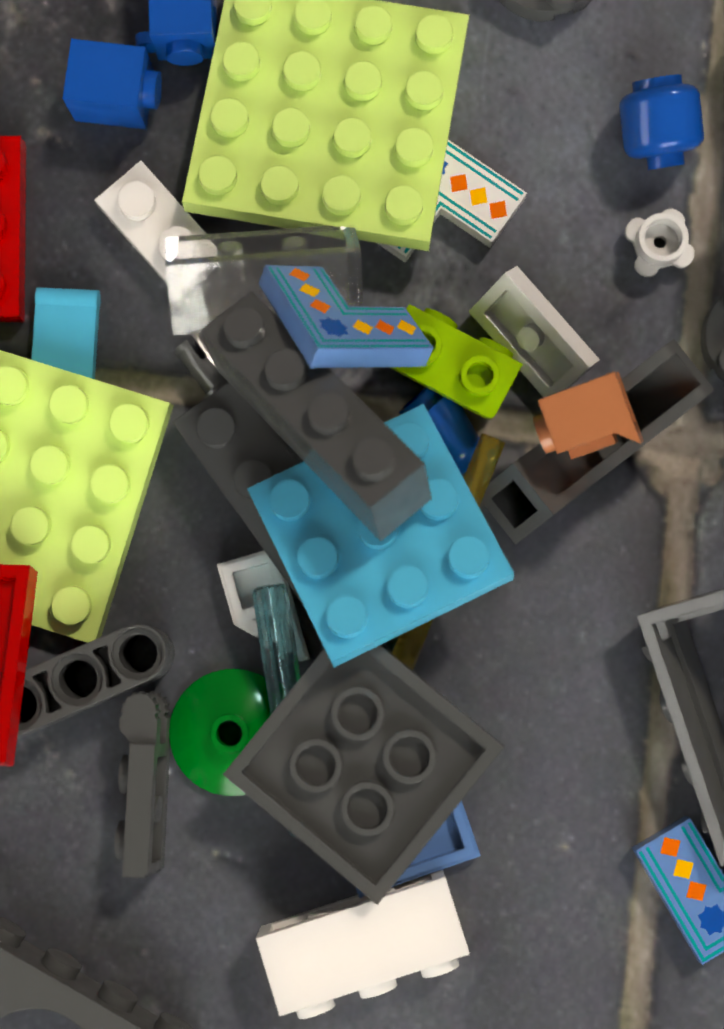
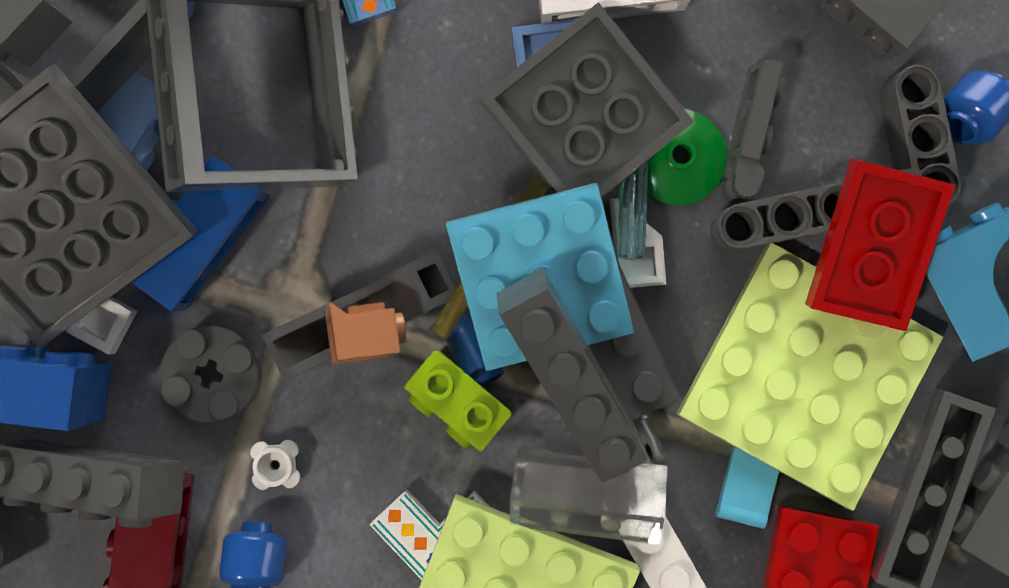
camera: 175 degrees left, 5 degrees up
(340, 334) = (544, 435): medium blue tile -> none
(535, 333) = (388, 412): white plate -> none

